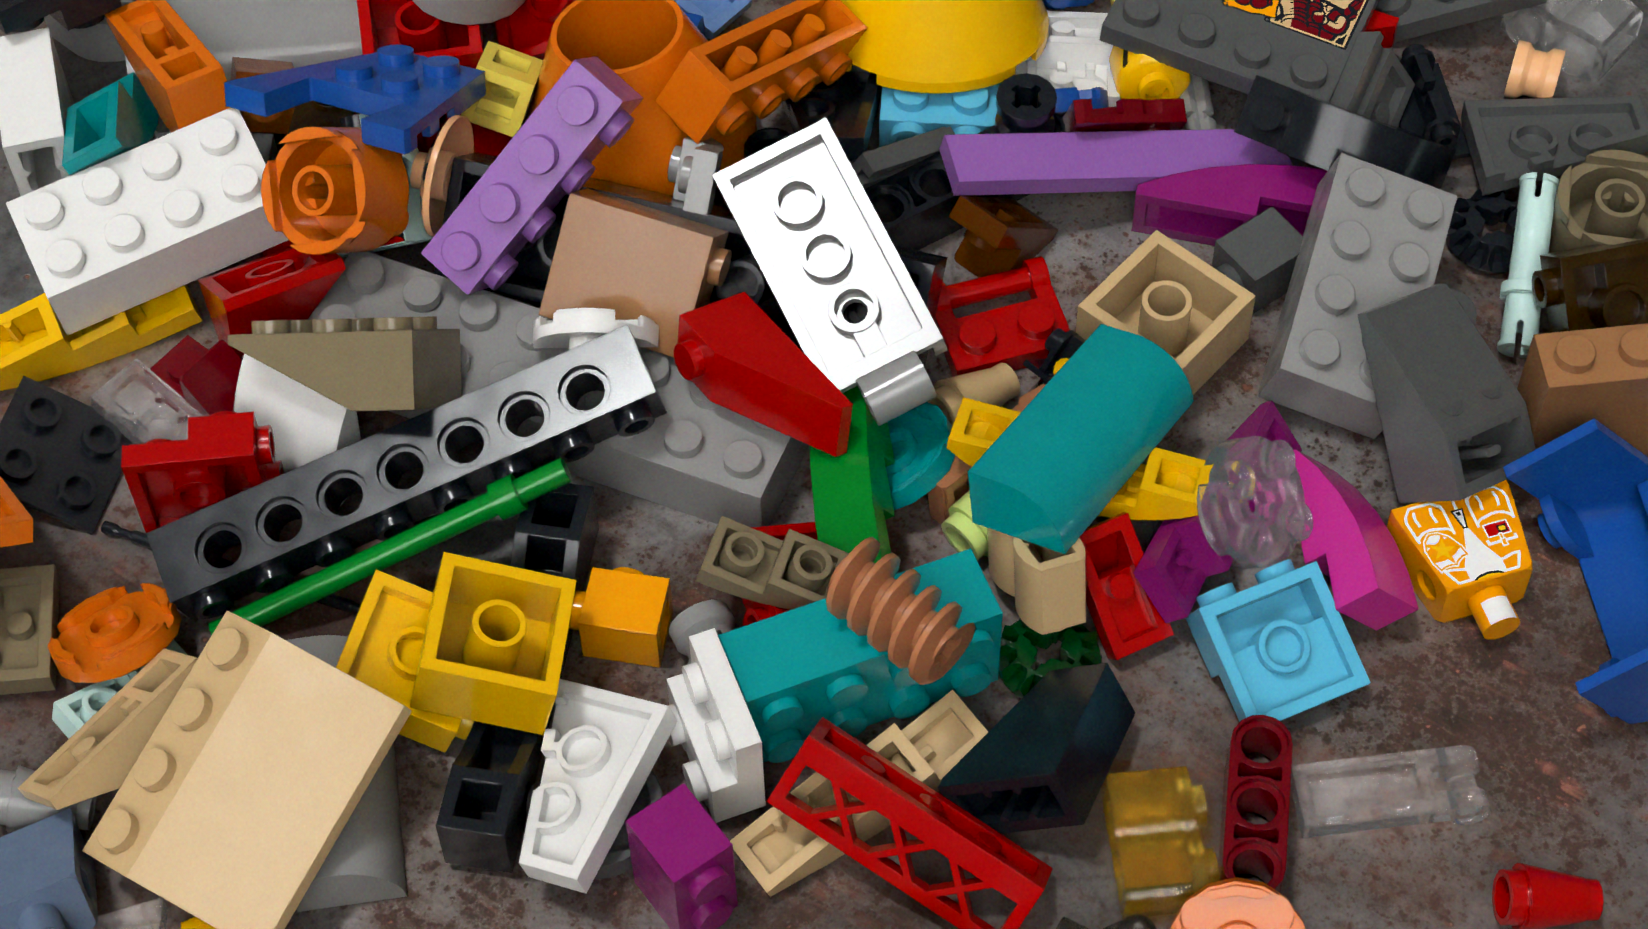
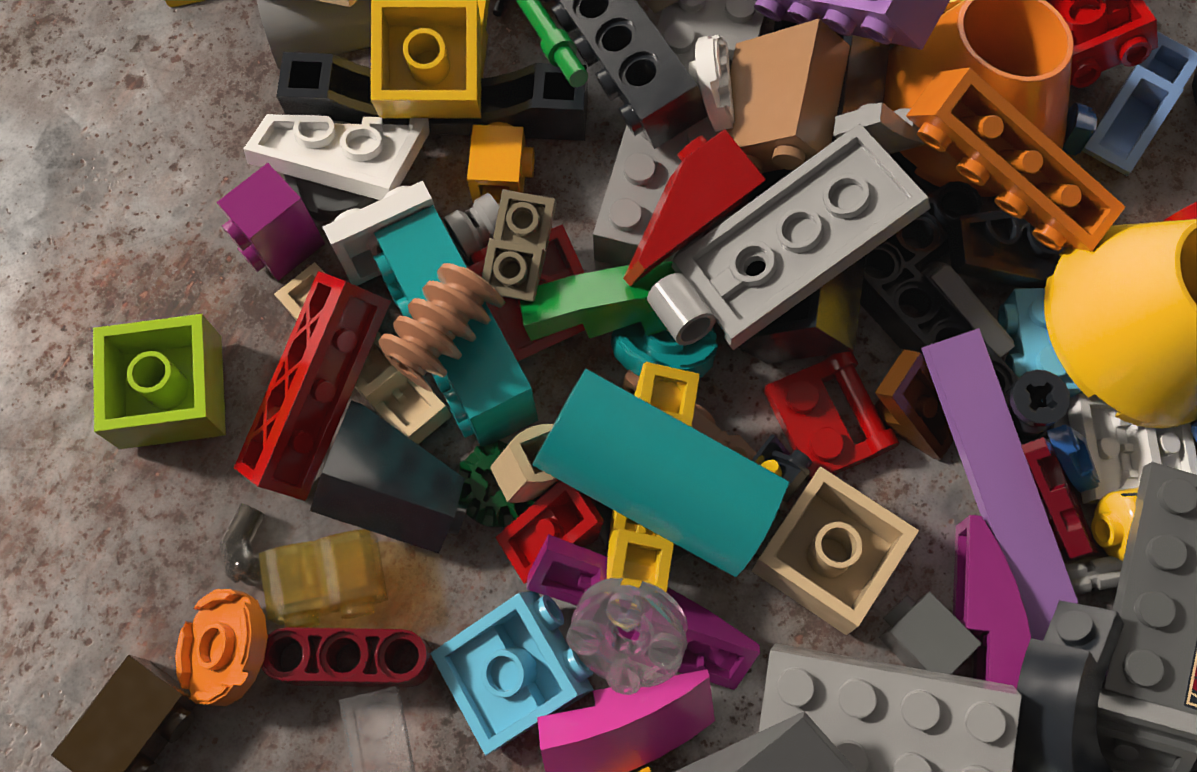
camera: 85 degrees right, 15 degrees up
(989, 385) = (739, 399): tan cone -> none

